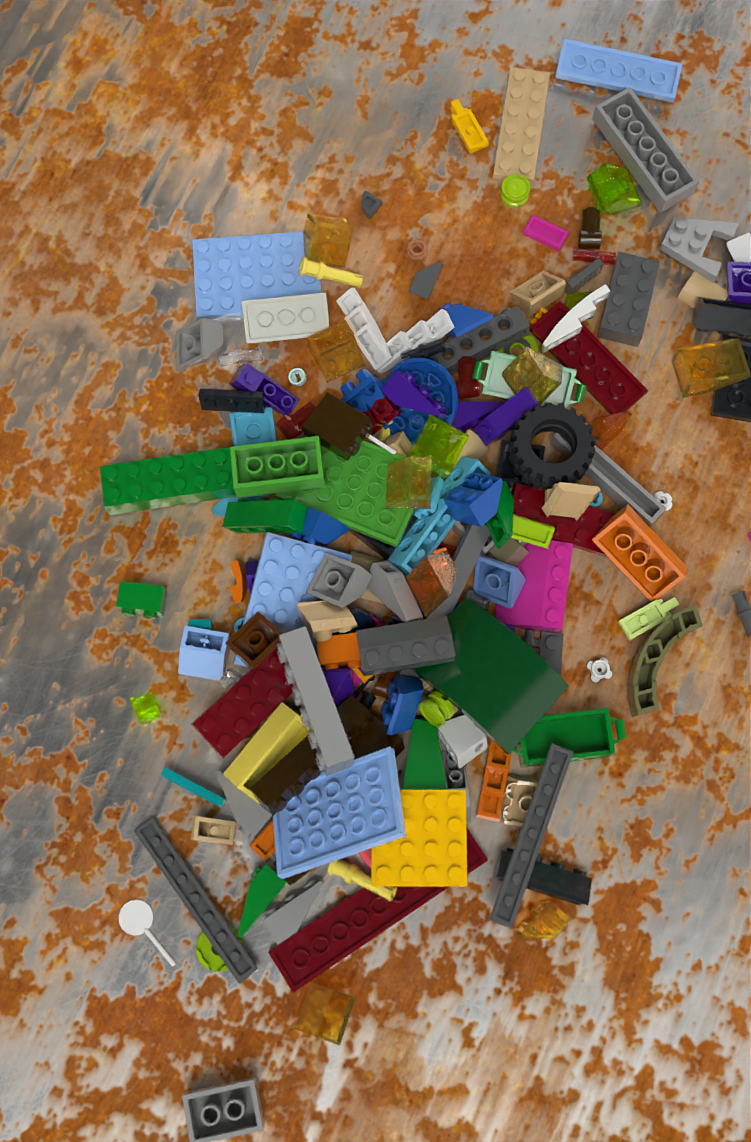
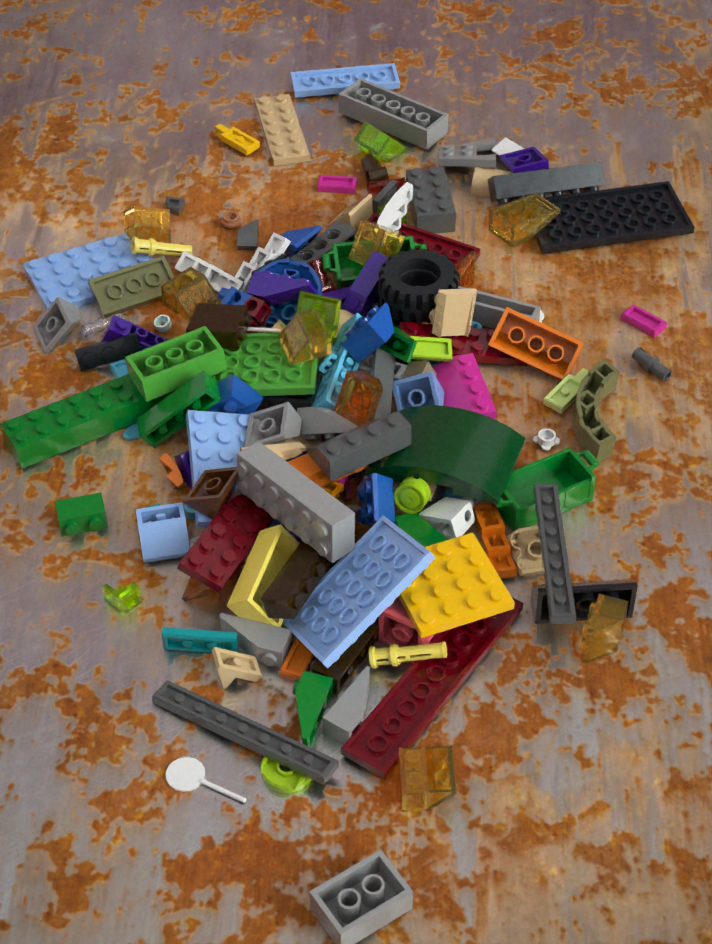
camera: 20 degrees left, 30 degrees down
(515, 190) = (297, 164): lime wheel -> none

